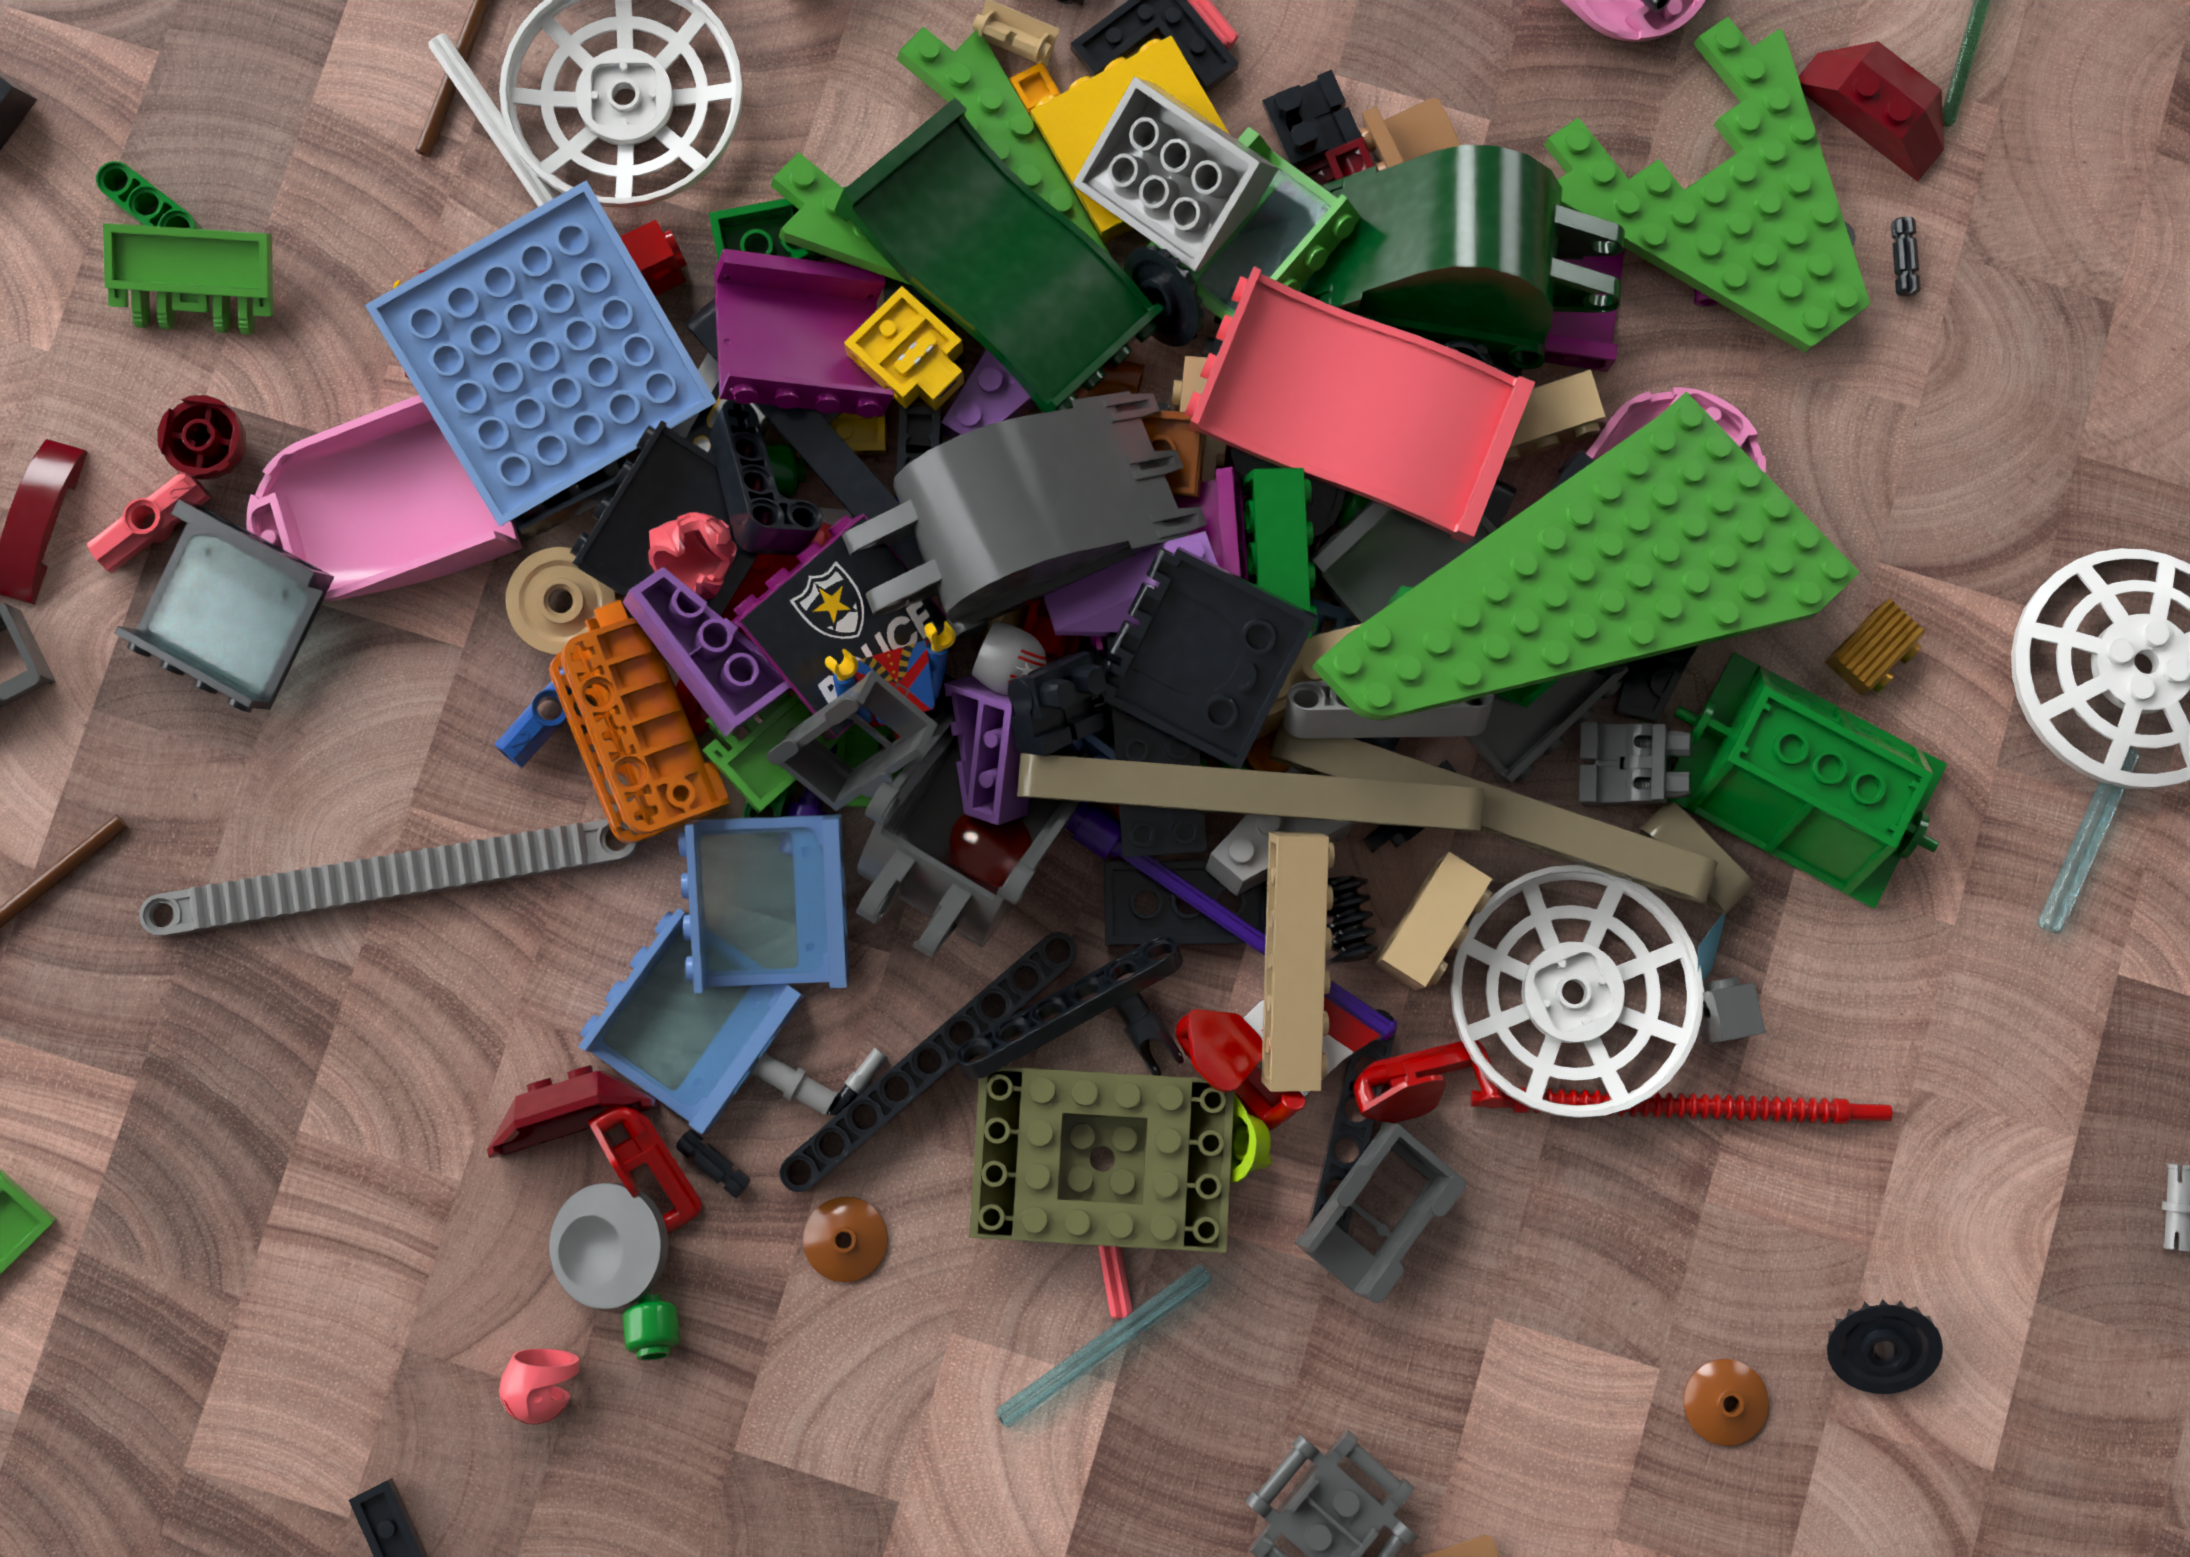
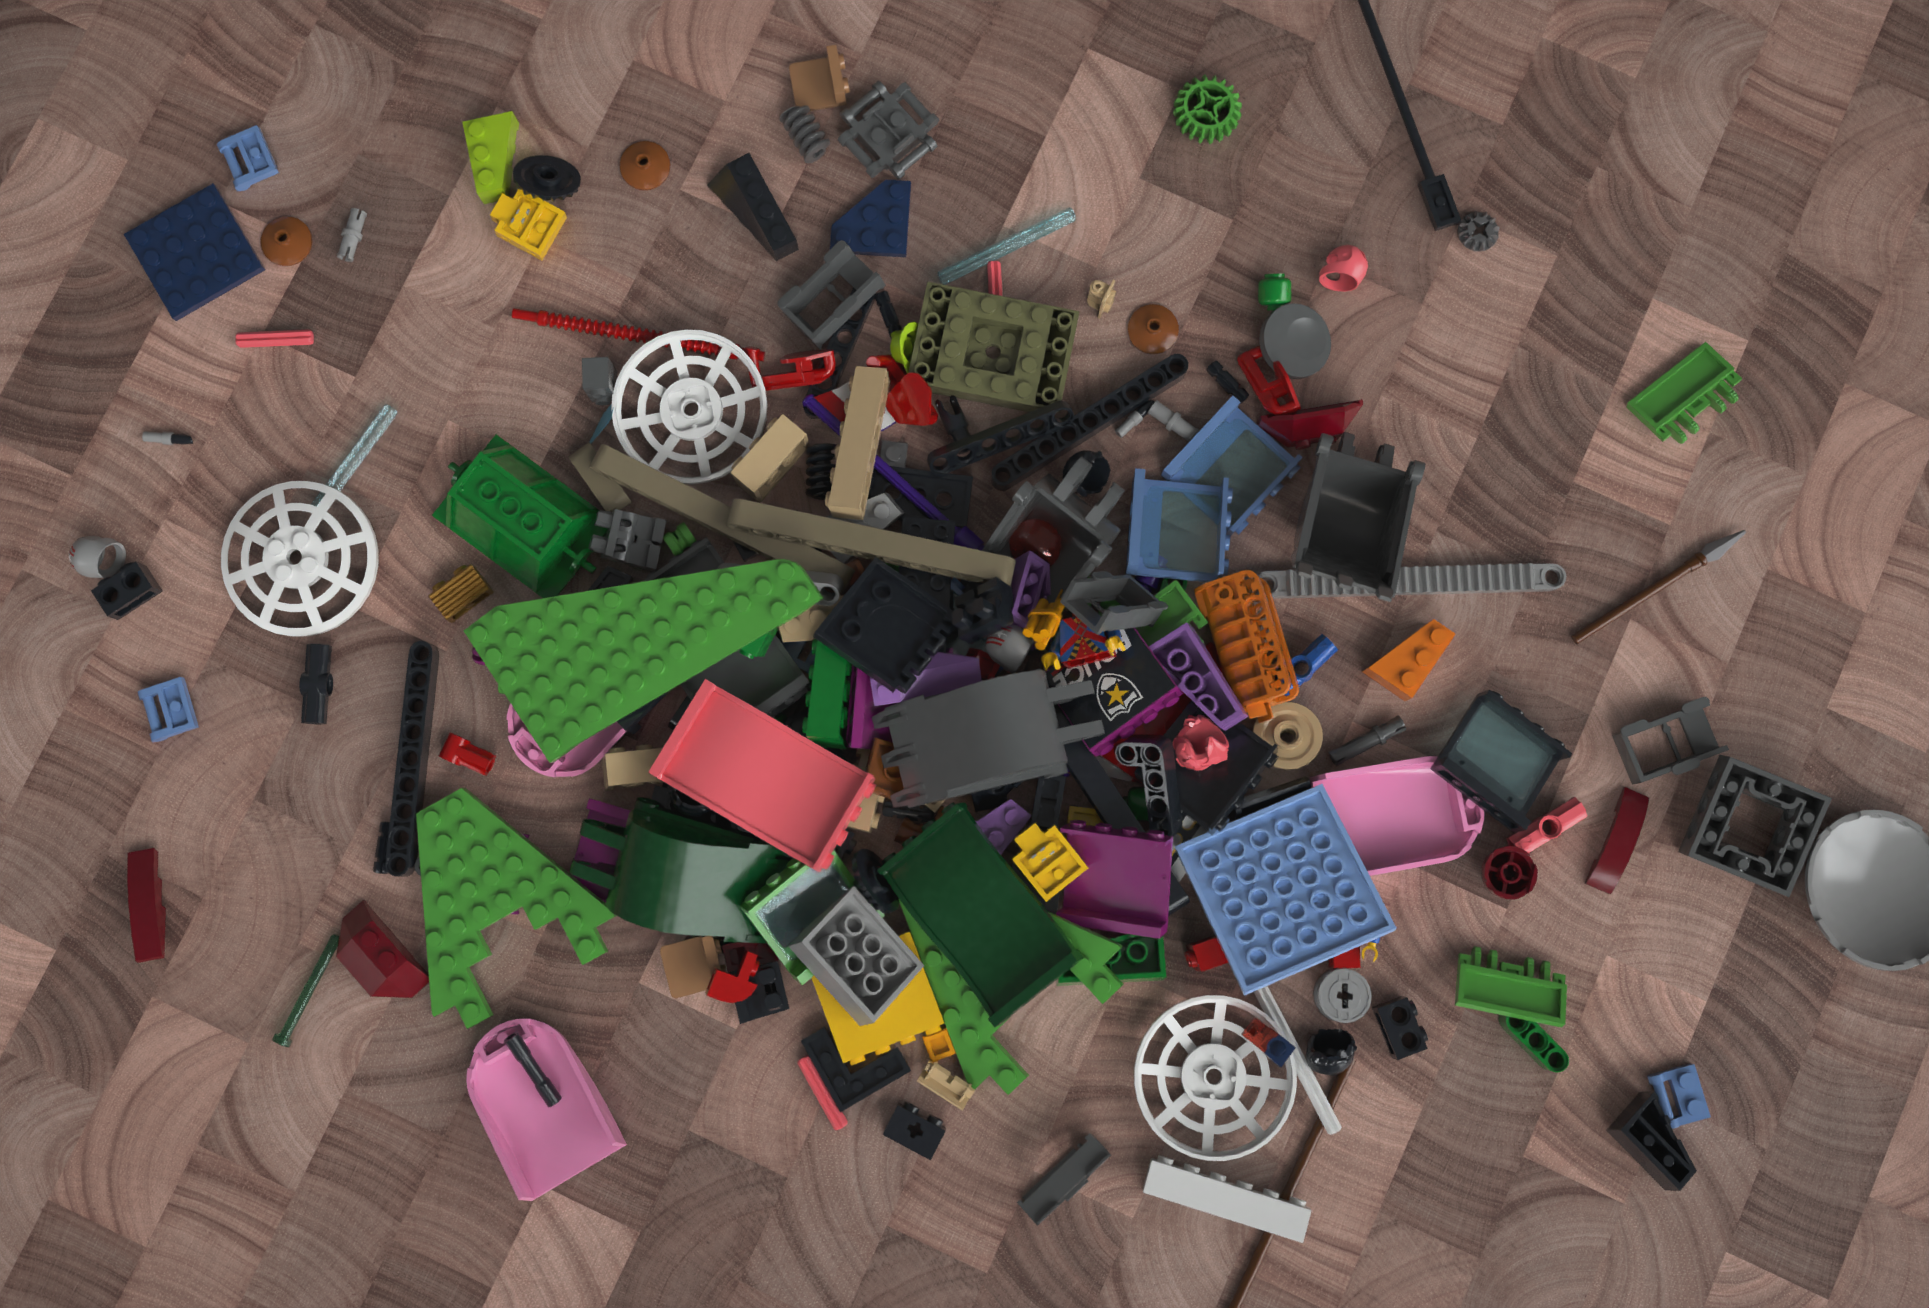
camera: 170 degrees left, 0 degrees up
(338, 1488) = (1478, 242): none -> flat silver gear
(357, 197) = (1393, 1031): none -> black brick
(375, 749) = (1411, 661): none -> orange wedge
(423, 222) = (1353, 984): none -> light grey piece
(430, 620) = (1362, 743): none -> dark grey pin
(453, 148) = (1330, 1051): none -> black hair
(481, 933) = (1355, 518): none -> dark grey piece
(545, 139) = (1268, 1041): none -> leg
(922, 980) = (1096, 477): none -> black hair
(935, 1271) = (1101, 296): none -> tan hinge
(959, 703) = (1044, 621): none -> light orange piece
(1237, 965) = (894, 453): none -> flat silver plate
(1282, 1200) = (887, 312): none -> black axle
(1325, 1356) = (877, 222): none -> dark blue plate
(1350, 108) = (735, 987): none -> red brick
(1471, 1493) = (804, 133): none -> flat silver piece
(1541, 1363) = (750, 200): none -> black wedge
(1552, 778) = (679, 539): none -> bright green wheel
(1822, 408) = (462, 752): none -> red piece
(1887, 406) = (406, 746): none -> black beam
(1897, 1265) = (527, 222): none -> yellow piece
(1984, 1377) = (491, 153): none -> lime wedge
(2064, 479) = (316, 684): none -> black piece

